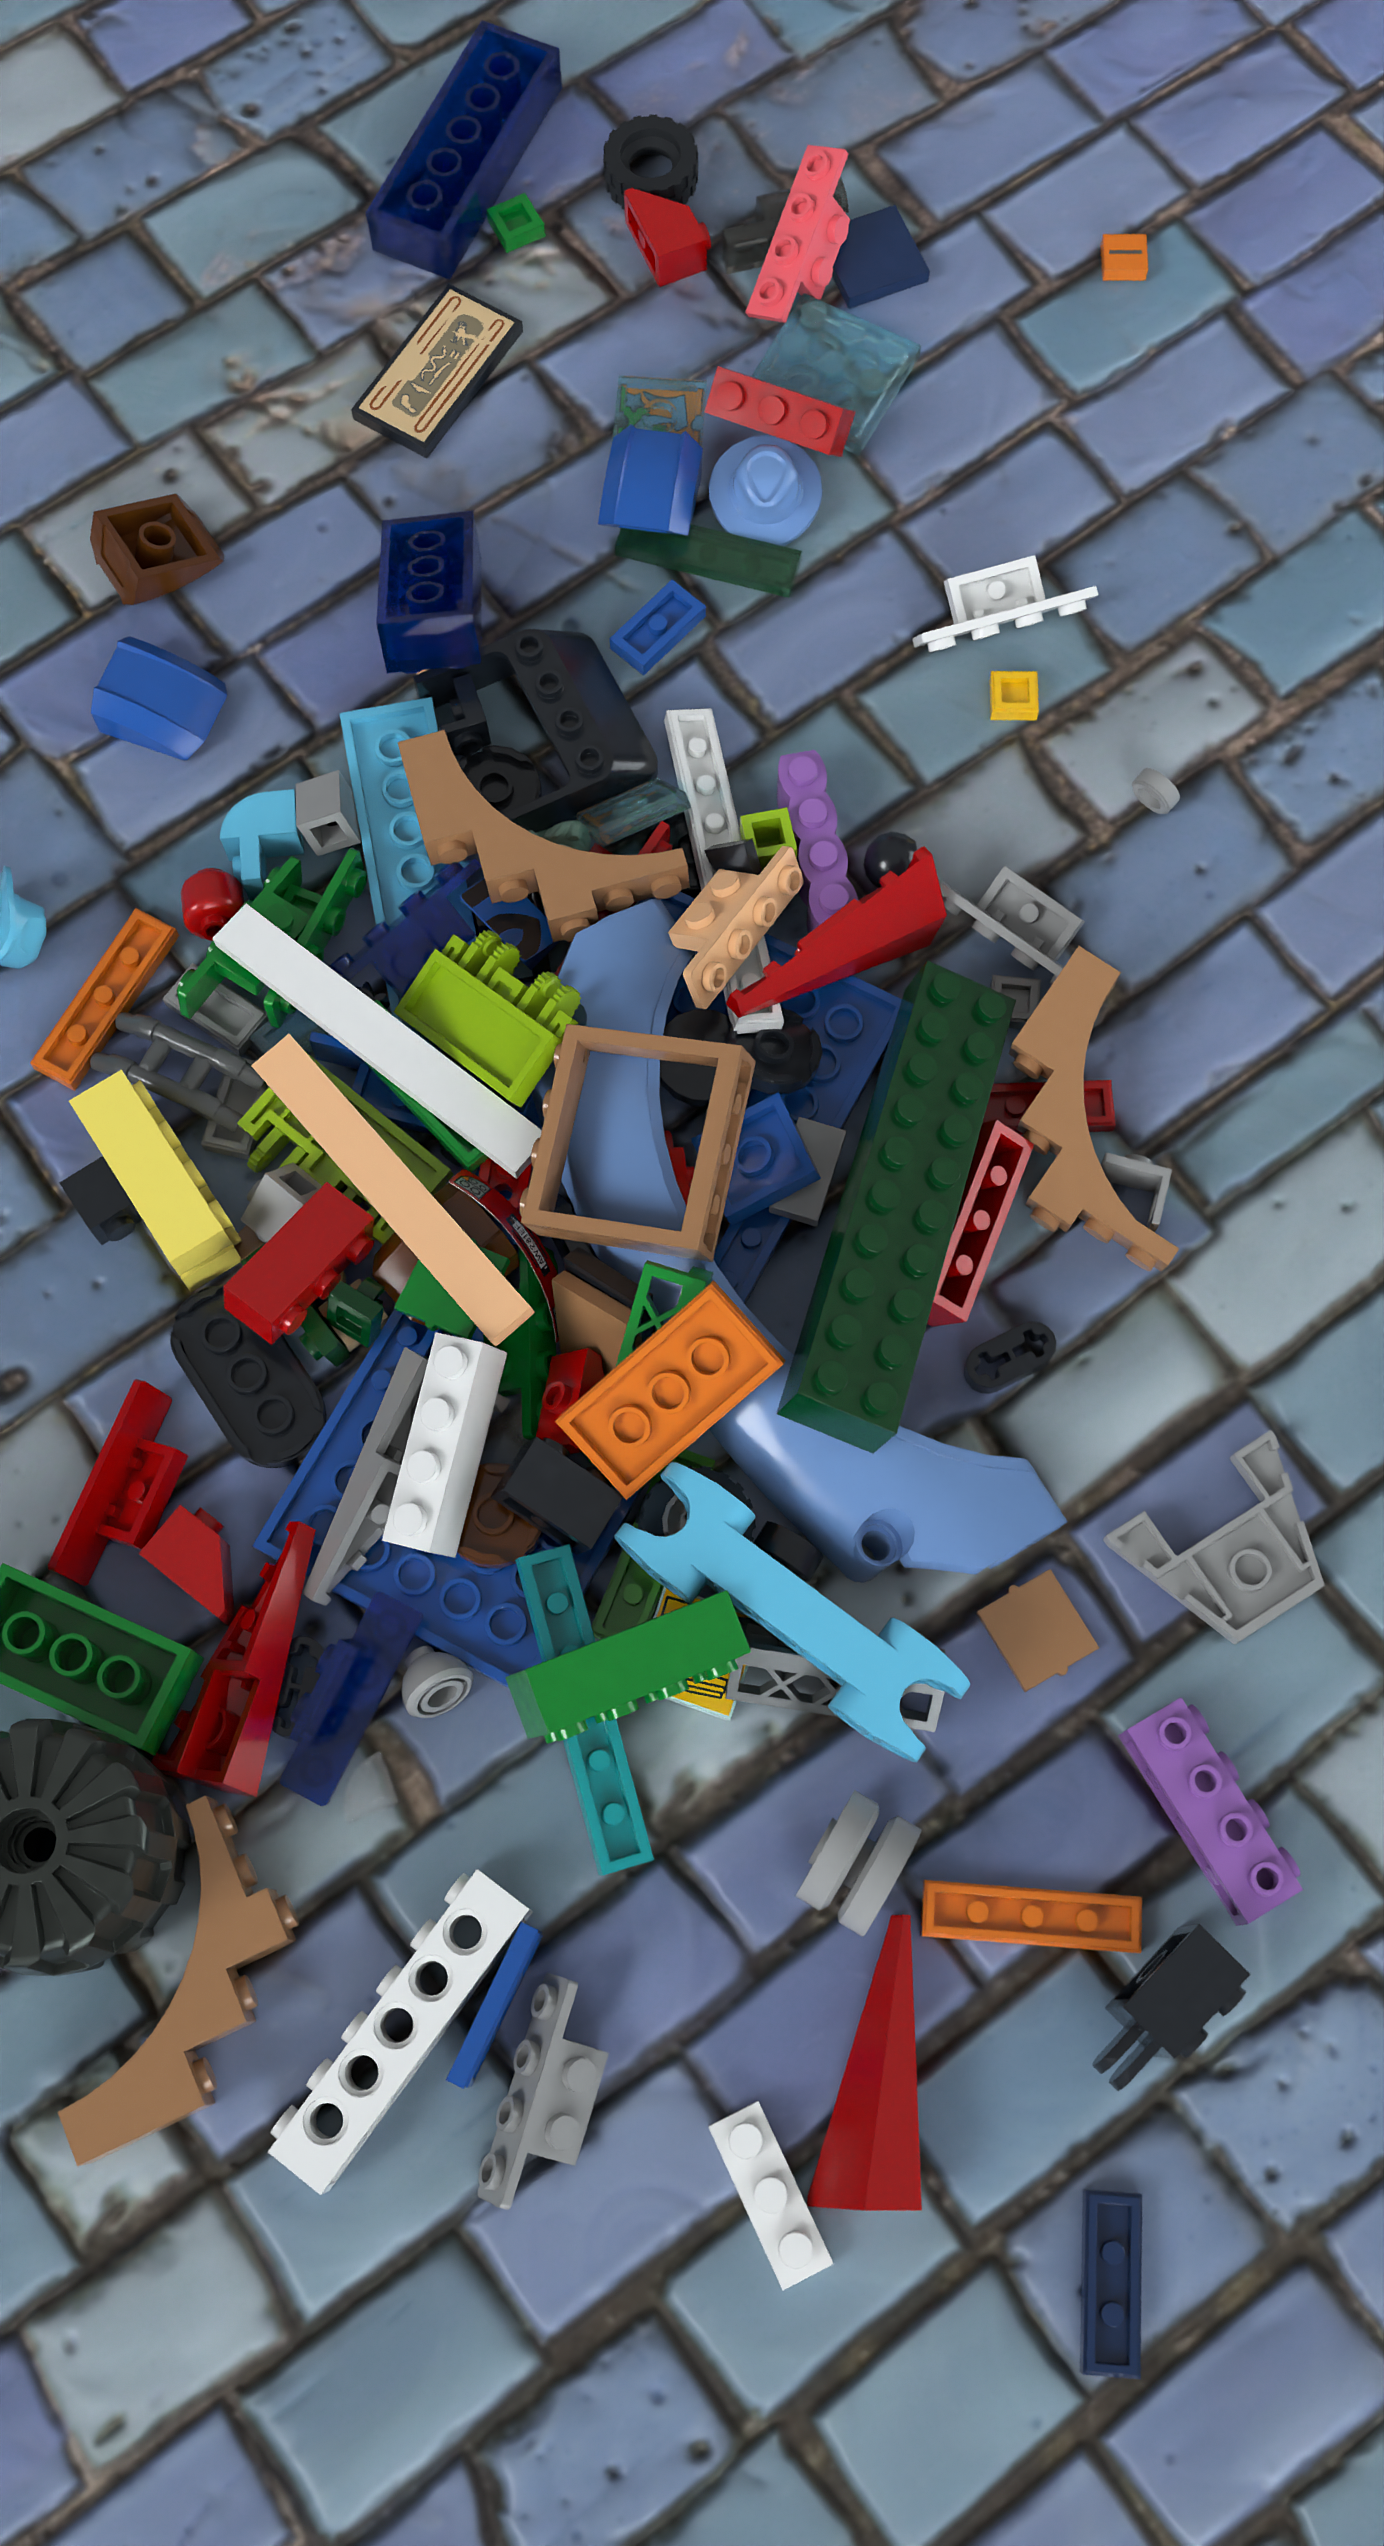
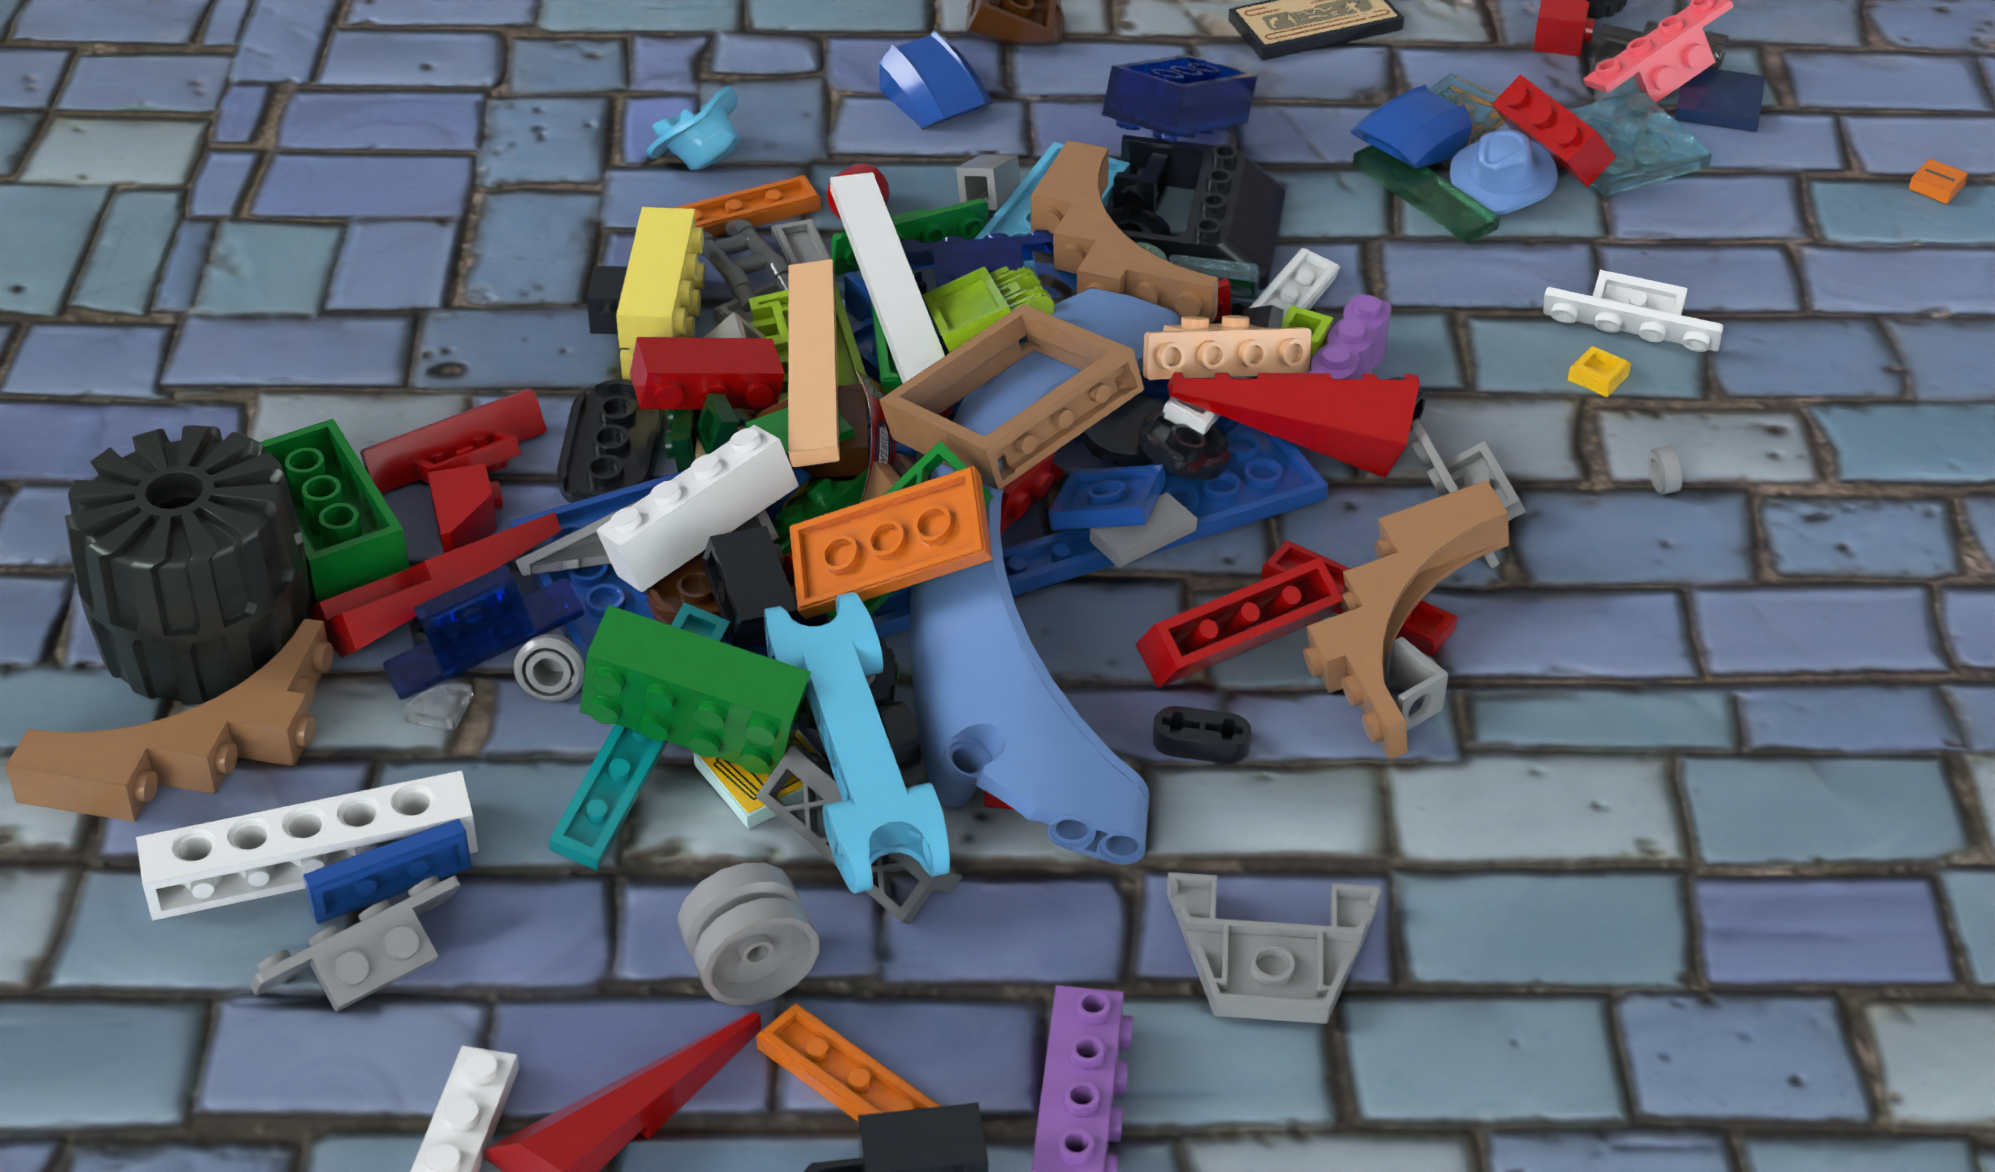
camera: 35 degrees right, 30 degrees down
(200, 983) = (821, 217): green bracket -> none
(260, 829) = (926, 174): medium azure brick -> none
(657, 627) = (1342, 207): blue plate -> none
(898, 1211) = (1175, 555): dark green brick -> none
(1037, 1630) = (1053, 914): medium nougat piece -> none

